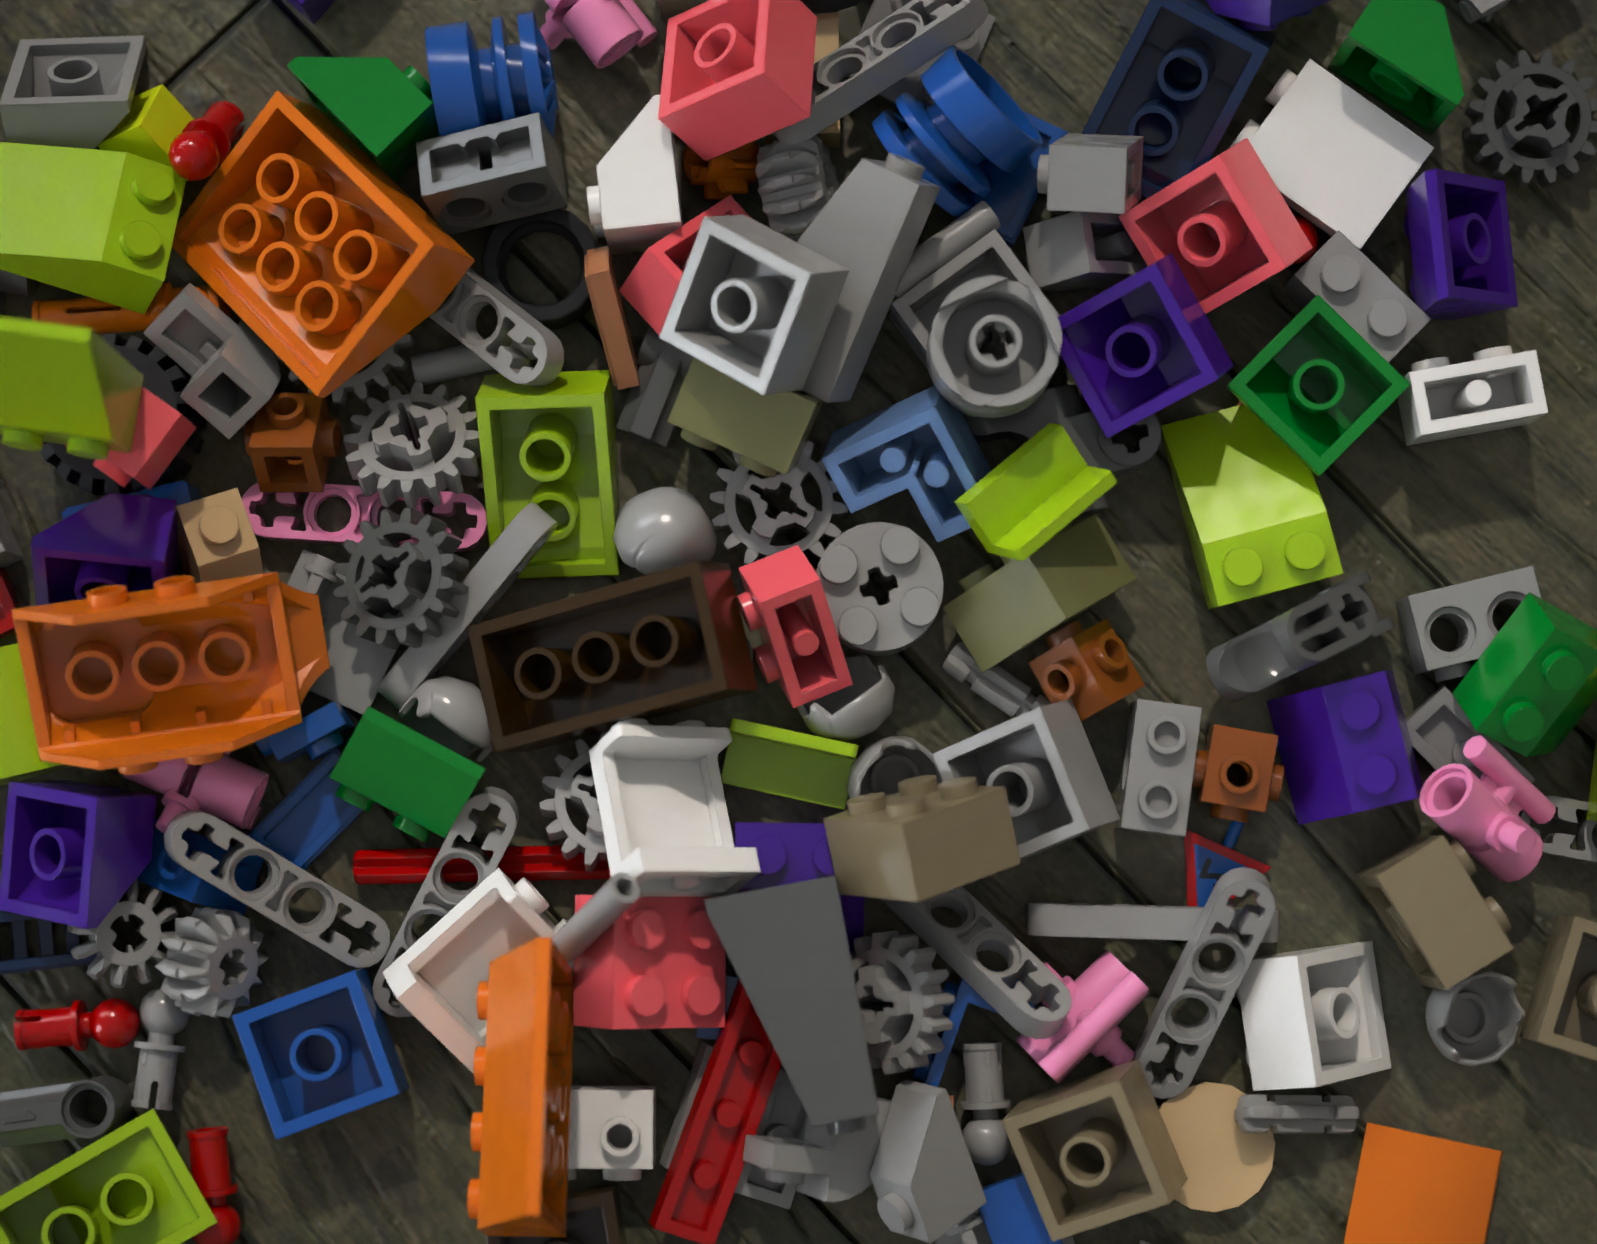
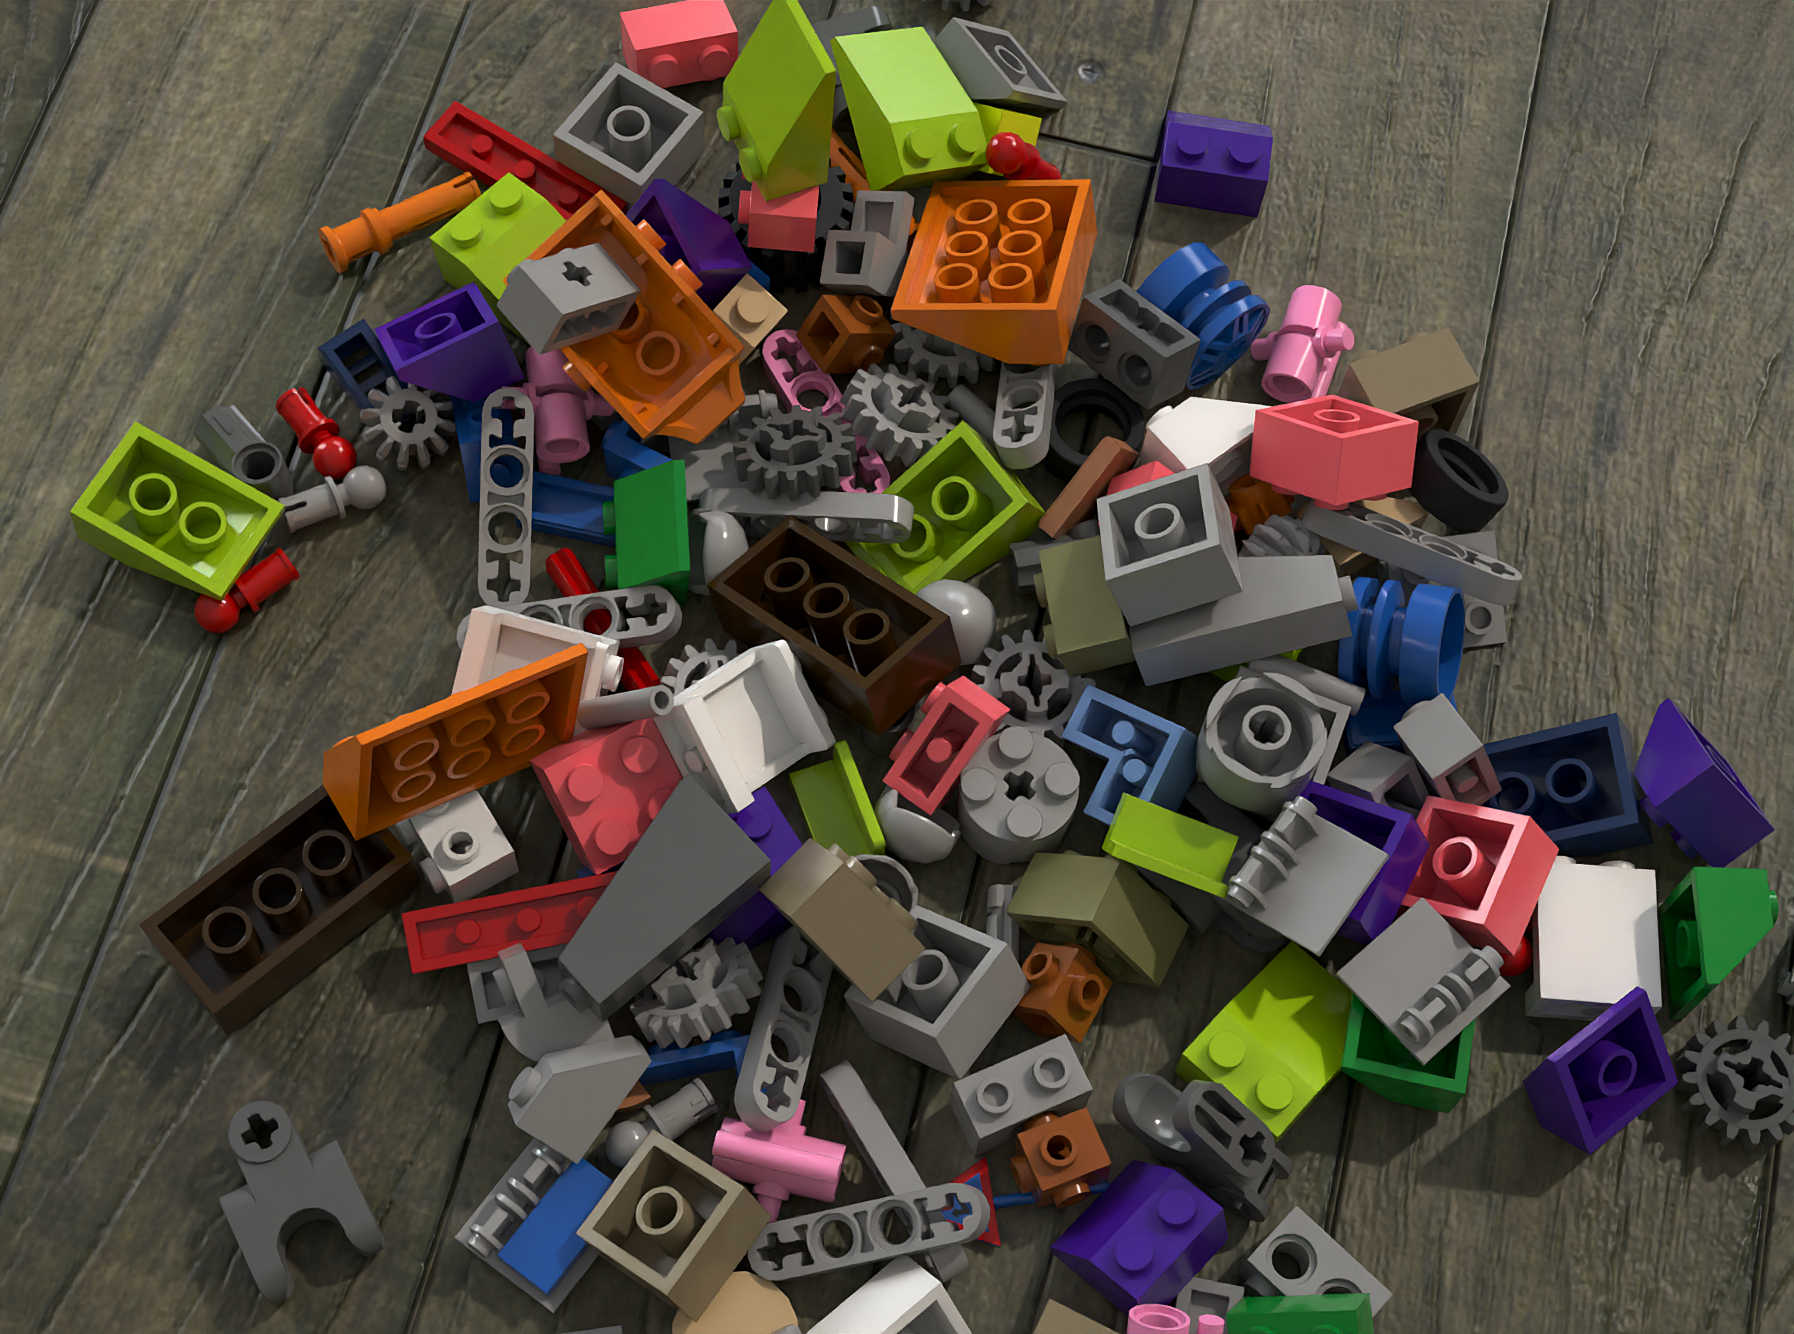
camera: 50 degrees right, 20 degrees down
(126, 722) = (567, 297): none -> light grey brick
(211, 962) = (440, 495): light grey gear -> none
(320, 1053) = (396, 600): blue brick -> none
(372, 105) = (1126, 236): green slope -> none
(1144, 397) = (1305, 876): none -> light grey hinge
(1293, 351) = (1424, 980): none -> light grey hinge
(1359, 295) = (1506, 1036): light grey brick -> none
(1471, 396) = (1490, 1161): white brick -> none

